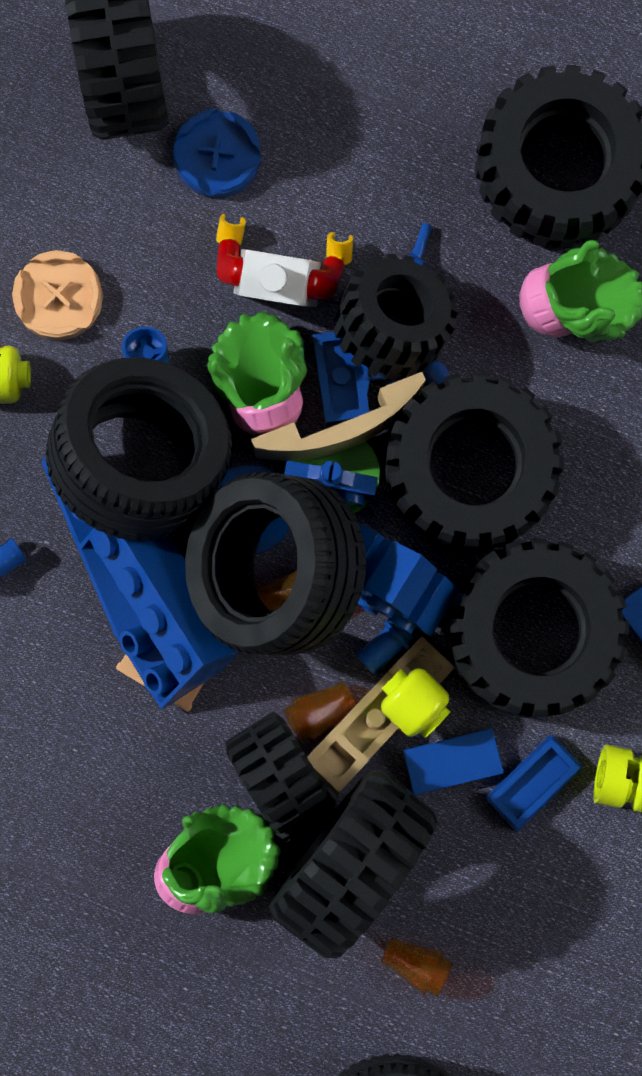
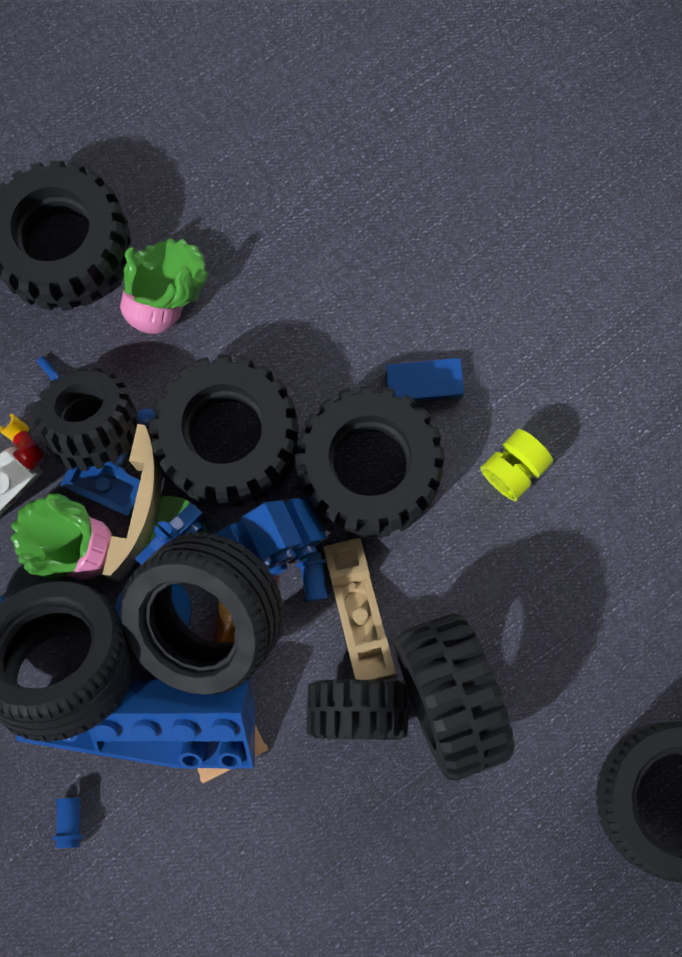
camera: 50 degrees left, 5 degrees down
(217, 861) = (389, 796): bright green hair -> none
(318, 710) = (328, 653): clear orange cone -> none
(415, 702) = (366, 579): neon yellow head -> none
(419, 966) = (555, 698): clear orange cone -> none
(452, 761) = (425, 581): blue tile -> none
(533, 783) = (475, 535): blue tile -> none

